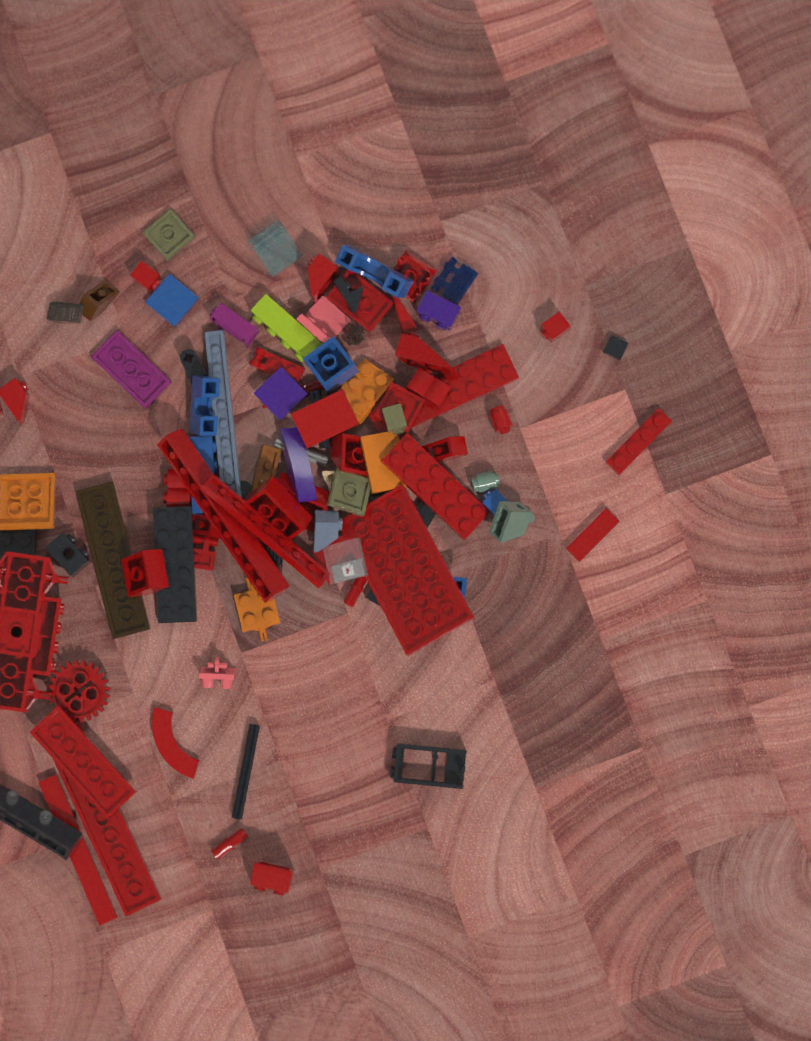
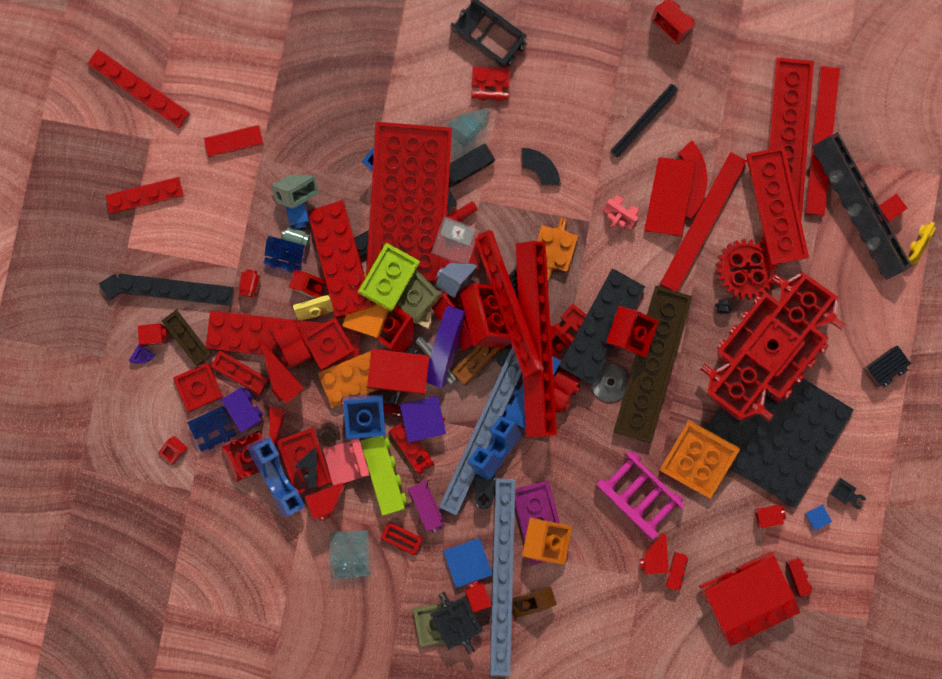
camera: 150 degrees left, 0 degrees up
(58, 548) = (691, 380): black brick -> none
(63, 312) = (568, 606): clear smoke slope -> none
(72, 428) = (622, 499): none -> dark pink fence
(80, 647) = (723, 307): none -> black plate
(114, 355) = (547, 541): none -> orange slope
(135, 306) = (502, 577): none -> sand blue plate
(139, 533) = (614, 392): none -> dark grey dish
(141, 712) = (703, 222): none -> red tile
(151, 244) = (456, 622): none -> black plate
(182, 715) = (670, 196): none -> red tile
(229, 843) = (692, 69): red axle -> none
(239, 287) = (387, 531): none -> red tile
(311, 675) = (541, 166): none -> black tile
(374, 638) = (470, 164): none -> black beam
(381, 492) = (388, 277): none -> lime tile
(394, 419) = (338, 333): olive brick -> none
(397, 669) = (468, 125): none -> clear light blue slope
(404, 727) = (490, 78): none -> red plate
(432, 431) = (313, 308): none -> light yellow plate
(461, 341) = (240, 373): none -> red tile
(476, 244) = (172, 450): none -> red slope
(485, 461) = (285, 251): none -> clear blue plate
(488, 308) = (198, 387): none -> red tile
(524, 342) = (186, 337): none -> dark brown plate
(553, 306) = (141, 355): none -> dark purple tile
(560, 377) = (175, 289): none -> black plate
(704, 530) = (138, 88): none -> red plate

